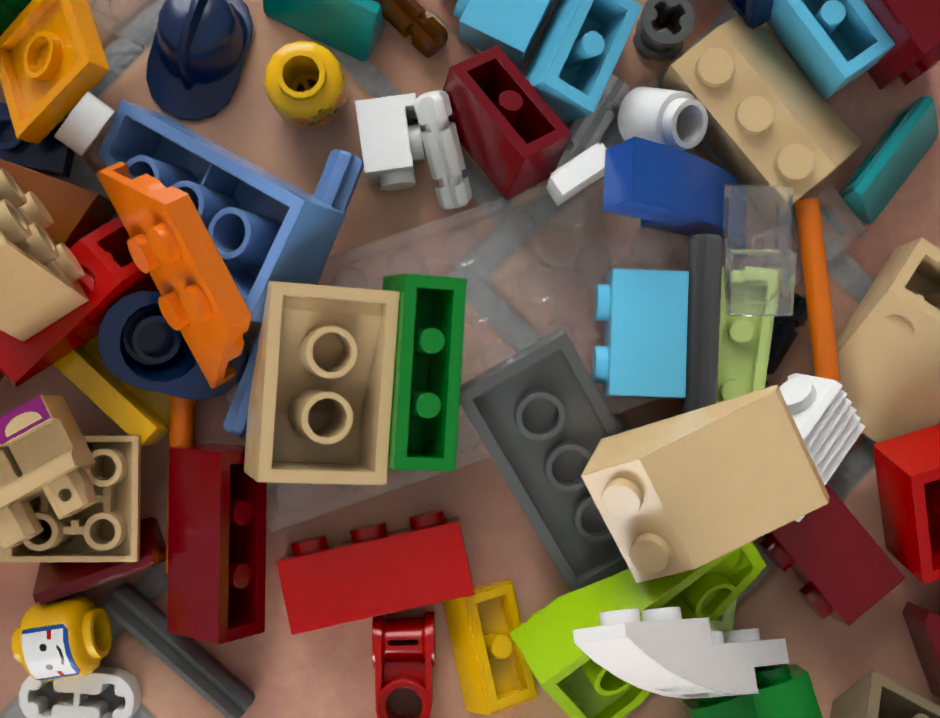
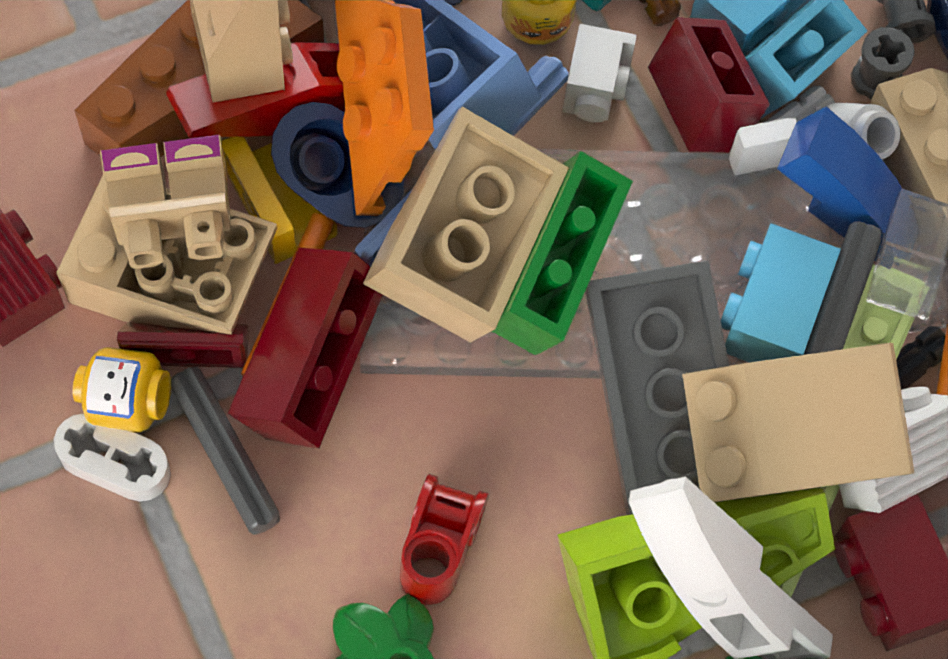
camera: 20 degrees right, 20 degrees down
(374, 572) = (448, 435): red brick -> none
(443, 149) = (644, 94): white axle -> none
(485, 655) = (525, 556): yellow slope -> none

